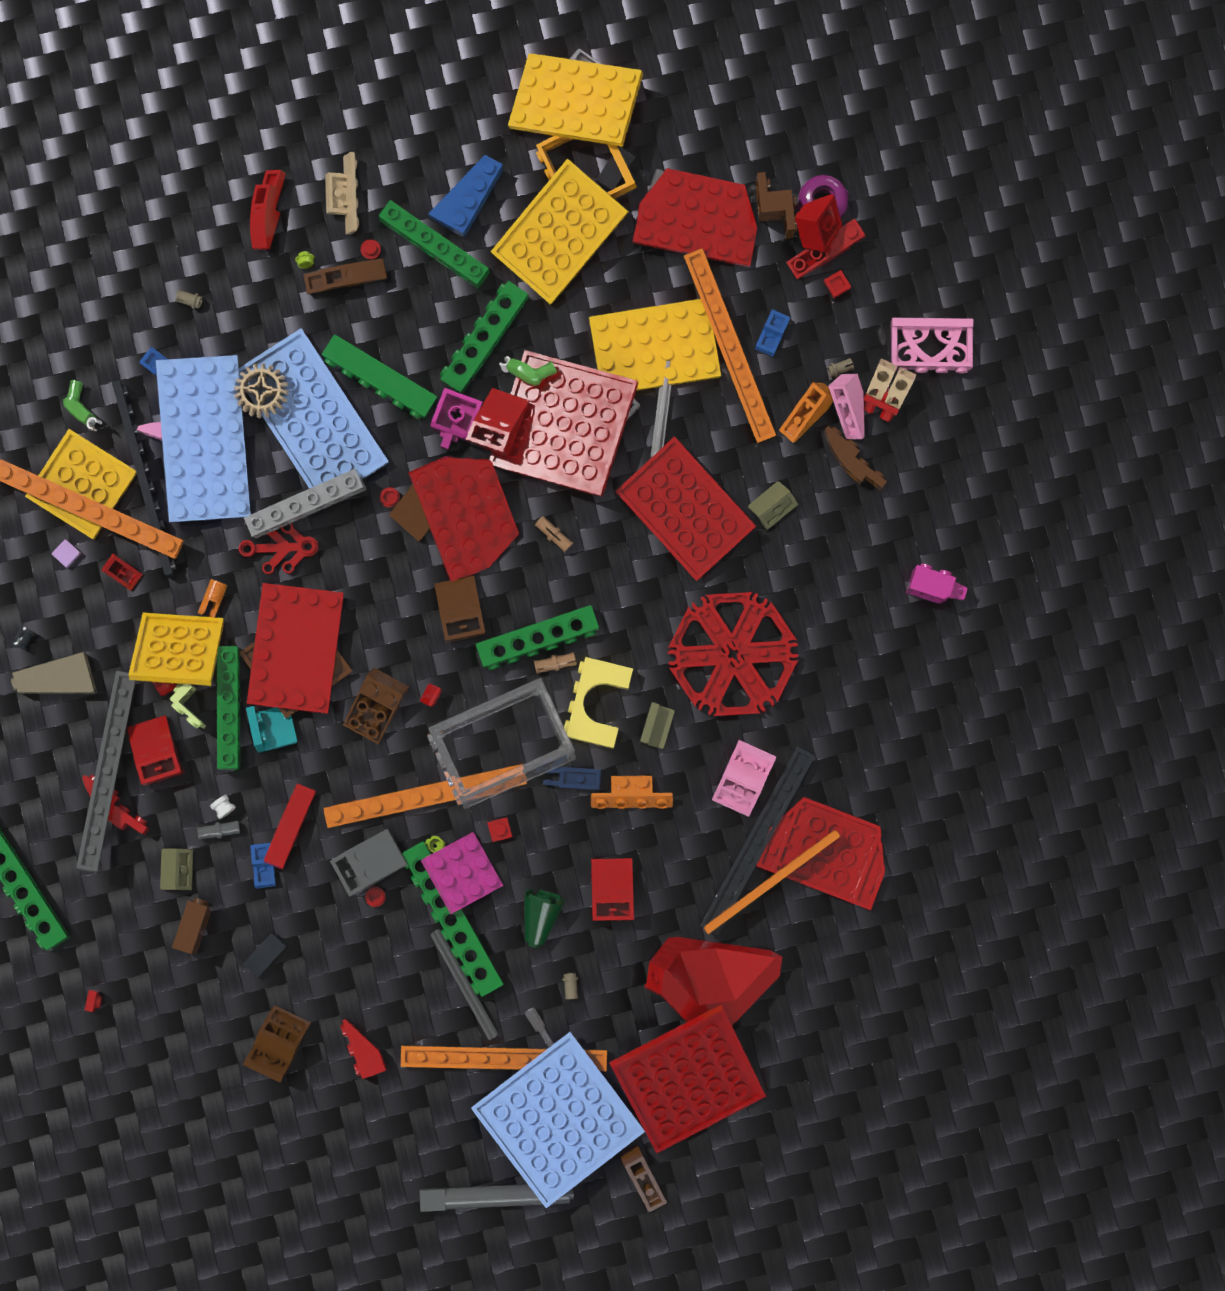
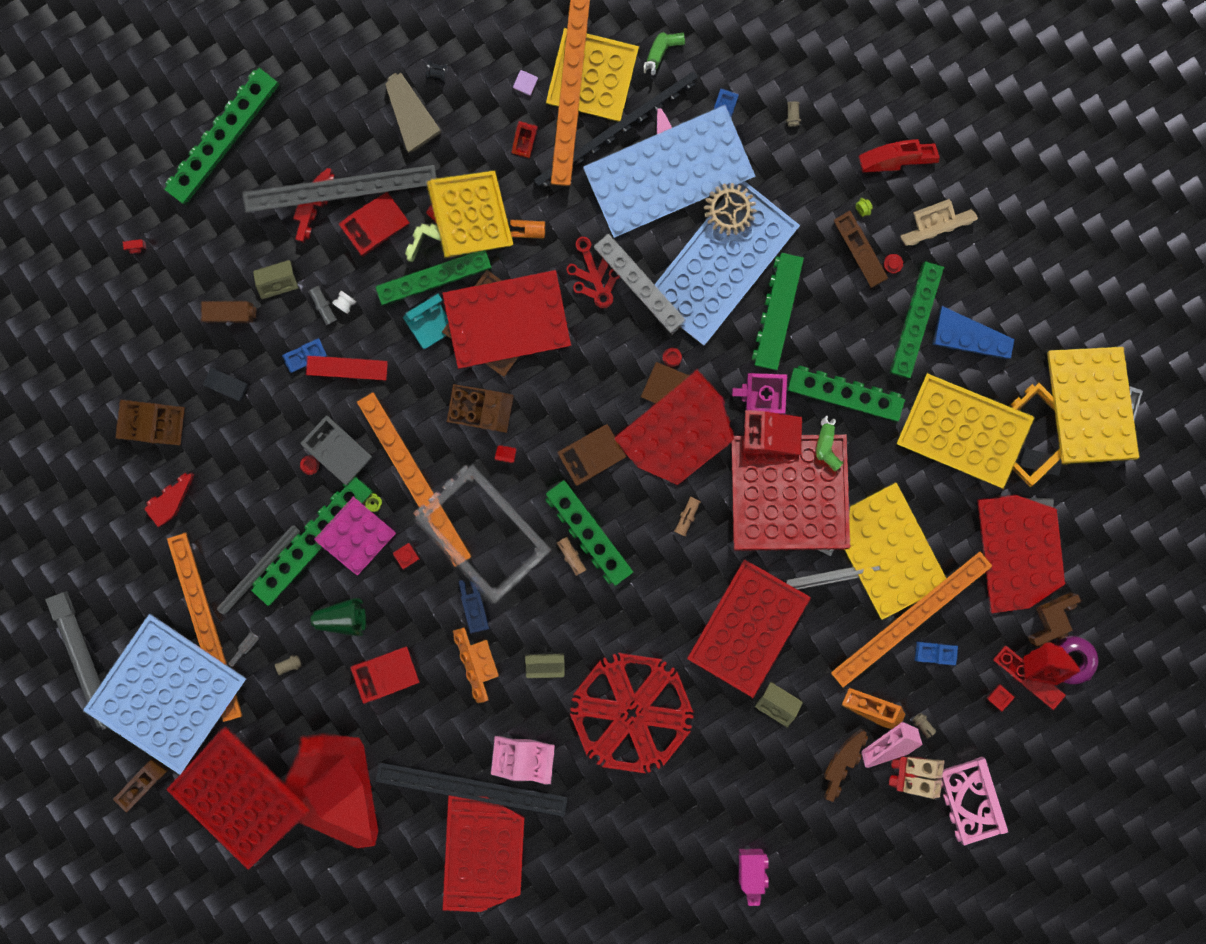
camera: 75 degrees right, 5 degrees up
(593, 674) = (572, 594): light yellow arch -> none
(771, 881) = (437, 814): orange tile -> none

